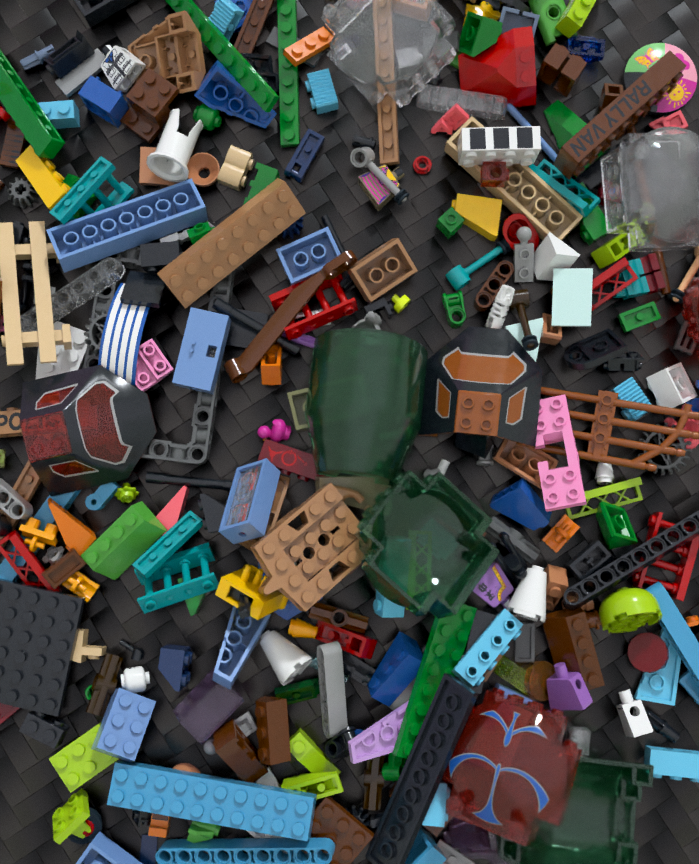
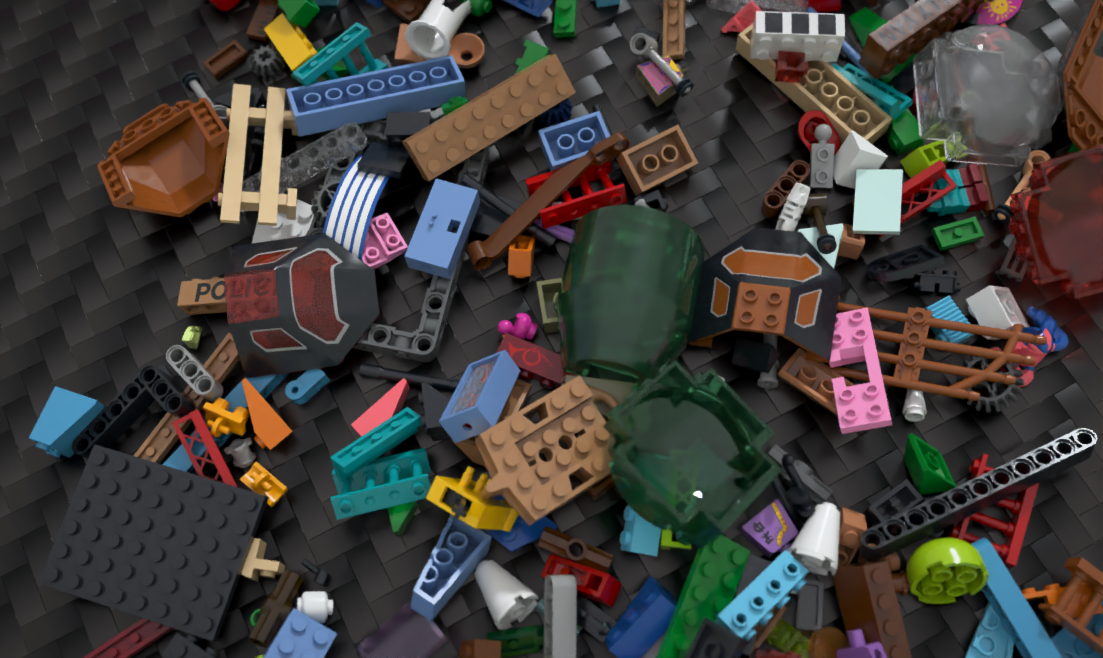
camera: 10 degrees right, 15 degrees down
(63, 568) = (248, 460): reddish brown tile -> none
(124, 541) = (321, 434): bright green slope -> none
(127, 493) = (335, 385): lime plant -> none
(174, 665) = (367, 588): dark blue slope -> none
(235, 168) = (501, 52): tan brick -> none
(302, 629) = (527, 562): light orange cone -> none
(304, 155) = (579, 44): dark blue plate -> none
(400, 303) = (676, 200): neon yellow tile -> none
(422, 160) = (710, 56): red plate -> none
(450, 222) = (738, 119): green brick -> none
(454, 305) = (738, 208): green piece -> none
(460, 277) = (747, 177): teal piece -> none
(479, 213) = (770, 113): yellow slope -> none
(522, 505) = (812, 433): blue slope -> none
(560, 533) = (858, 471): orange hips -> none
(605, 490) = (914, 425): lime fence -> none
(648, 652) = (970, 629): dark red tile -> none

